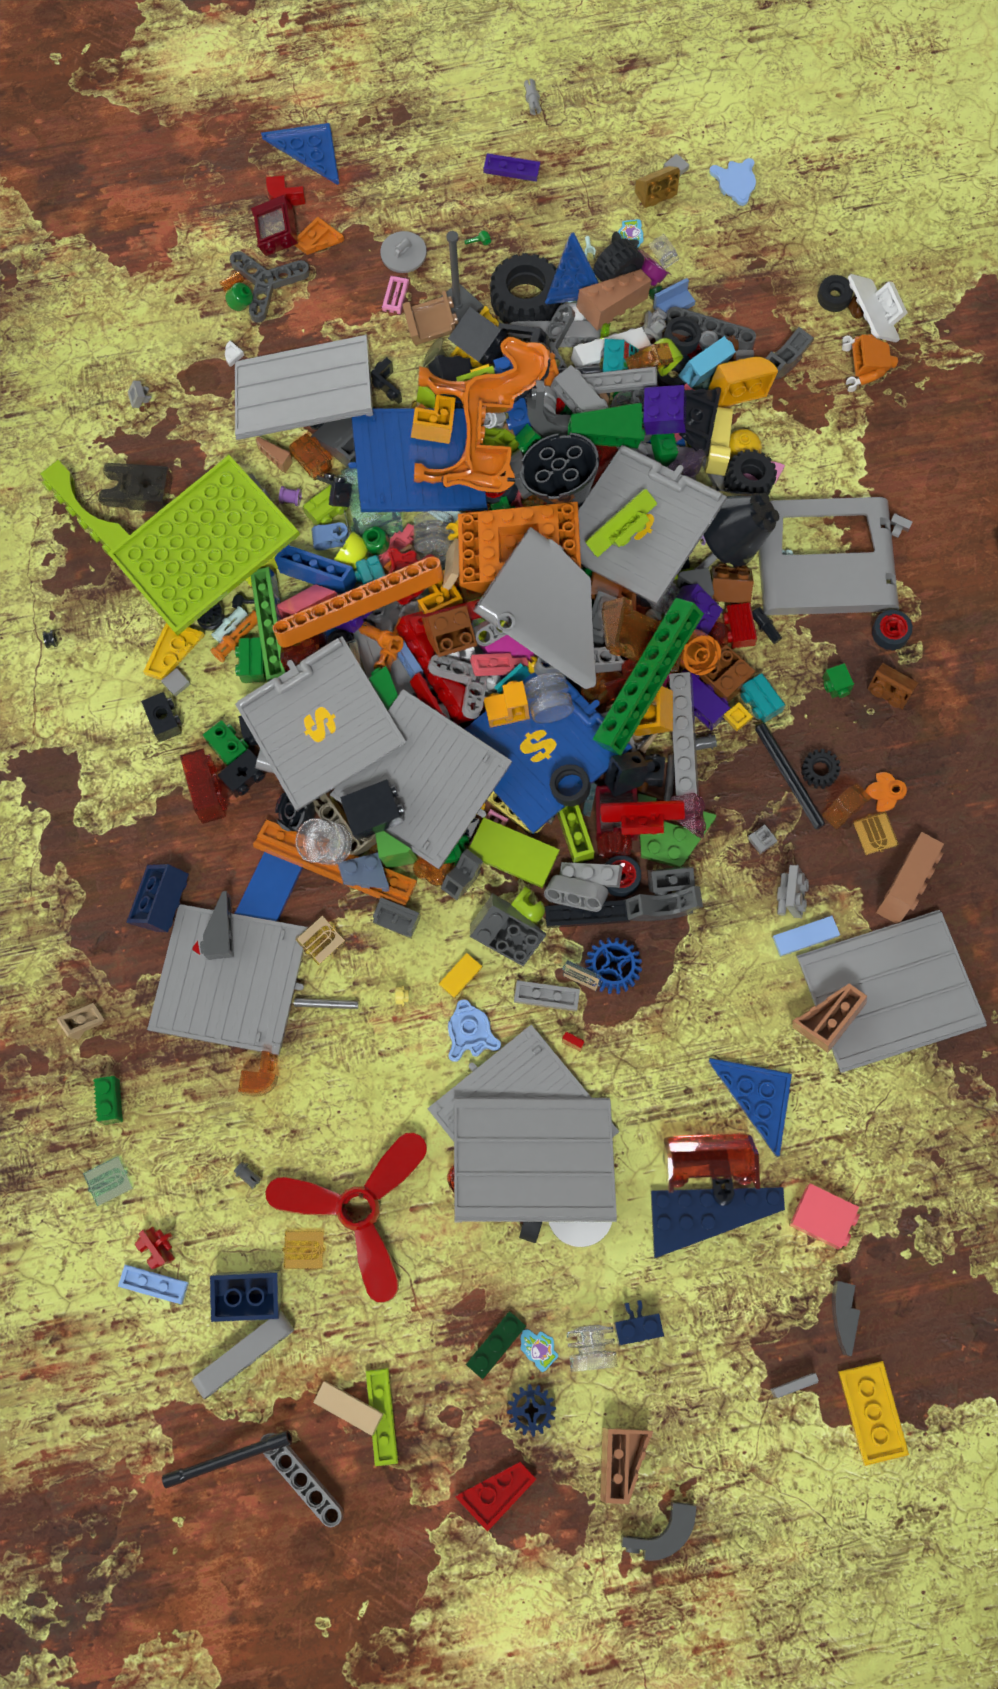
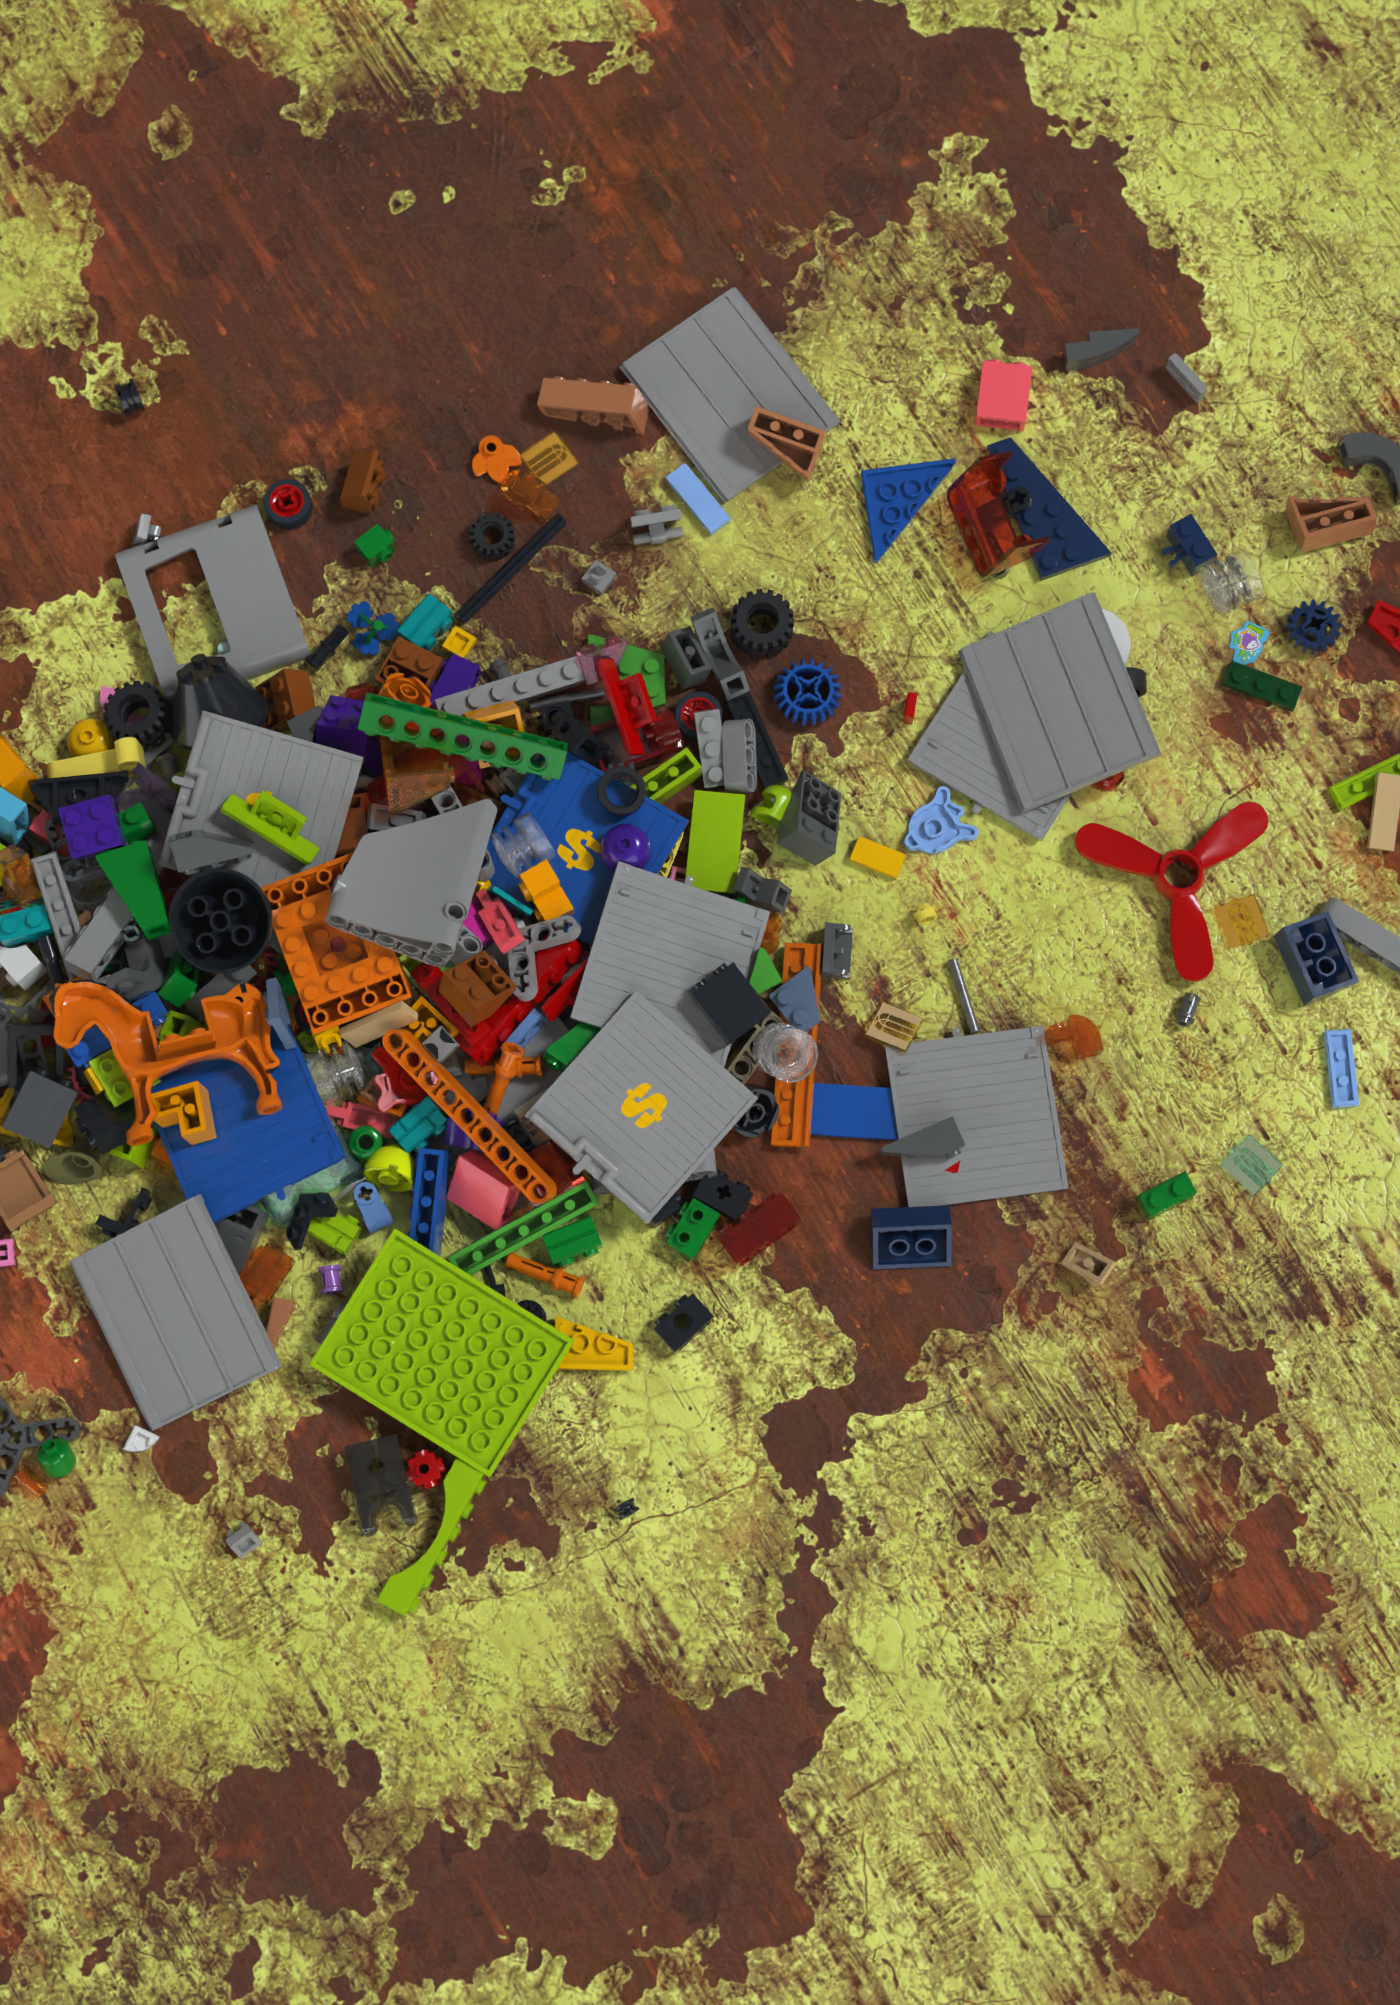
camera: 110 degrees left, 5 degrees up
(132, 516) = (431, 1478): none -> red brick
(157, 1244) = (1299, 1076): red hips -> none
(175, 682) = (630, 1327): light grey tile -> none
(238, 614) = (532, 1290): light aqua pin -> none
(419, 599) = (440, 1044): none -> light grey tile
(484, 497) = (278, 1012): none -> sand blue wing
(524, 776) = (625, 844): none -> dark purple cylinder
(546, 995) = (867, 754): light grey plate -> none
(581, 975) = (833, 720): piece -> none
(617, 471) = (204, 848): none -> dark grey slope
(686, 931) = (762, 604): none -> black tyre
(740, 625) = (338, 674): red brick -> none
(762, 653) = (384, 627): none -> blue plant
(873, 1413) = (1182, 298): yellow tile -> none

